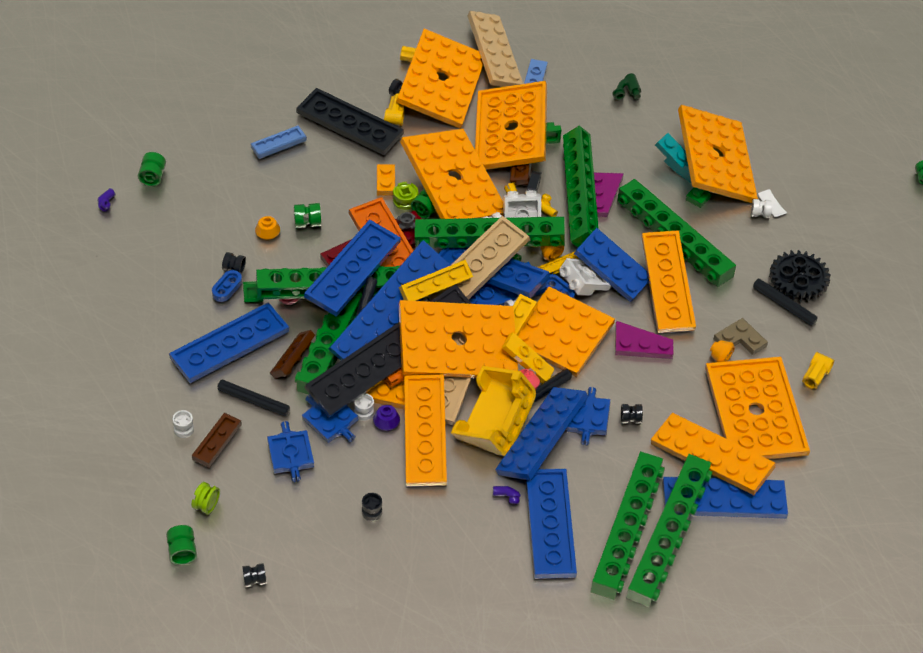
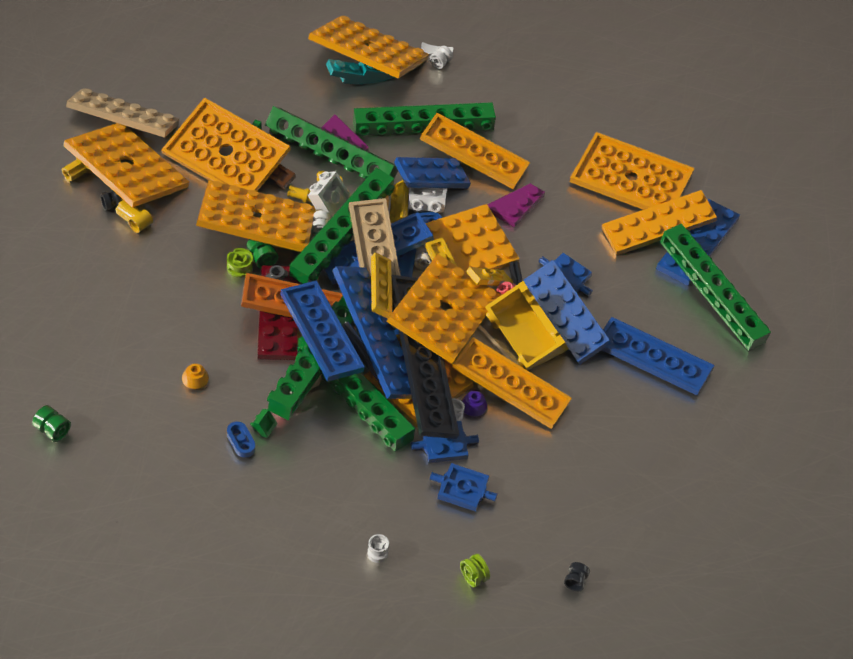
camera: 60 degrees left, 0 degrees up
(103, 200) = (54, 482): dark purple arm -> none
(181, 545) = (512, 612): green wheel -> none
(216, 440) = (412, 533): reddish brown plate -> none
(229, 342) = (309, 471): blue plate -> none
(232, 262) = (219, 420): black wheel -> none
(253, 397) = (382, 484): black axle -> none
(278, 142) = (97, 316): medium blue plate -> none
(292, 354) = (358, 431): reddish brown plate -> none
(314, 215) = (208, 339): green wheel -> none
(350, 121) = (116, 253): black plate -> none
(371, 506) = (561, 460): black wheel -> none
(385, 179) = (207, 266): light orange plate -> none
(507, 491) = (605, 365): dark purple arm -> none
(534, 181) = (303, 176): black beam -> none
(536, 71) = (173, 105): medium blue plate -> none
(610, 585) = (689, 310): green brick -> none
(631, 413) = (585, 248): black wheel -> none
(632, 84) = (238, 53): dark green plant -> none
(698, 197) = (394, 86): green tile -> none
(722, 351) = (565, 161): light orange cone -> none
(742, 333) = (552, 143): dark tan plate -> none
(785, 302) = (541, 99): black axle -> none
(799, 275) = (537, 74): black gear -> none
(818, 368) = (620, 117): yellow piece -> none

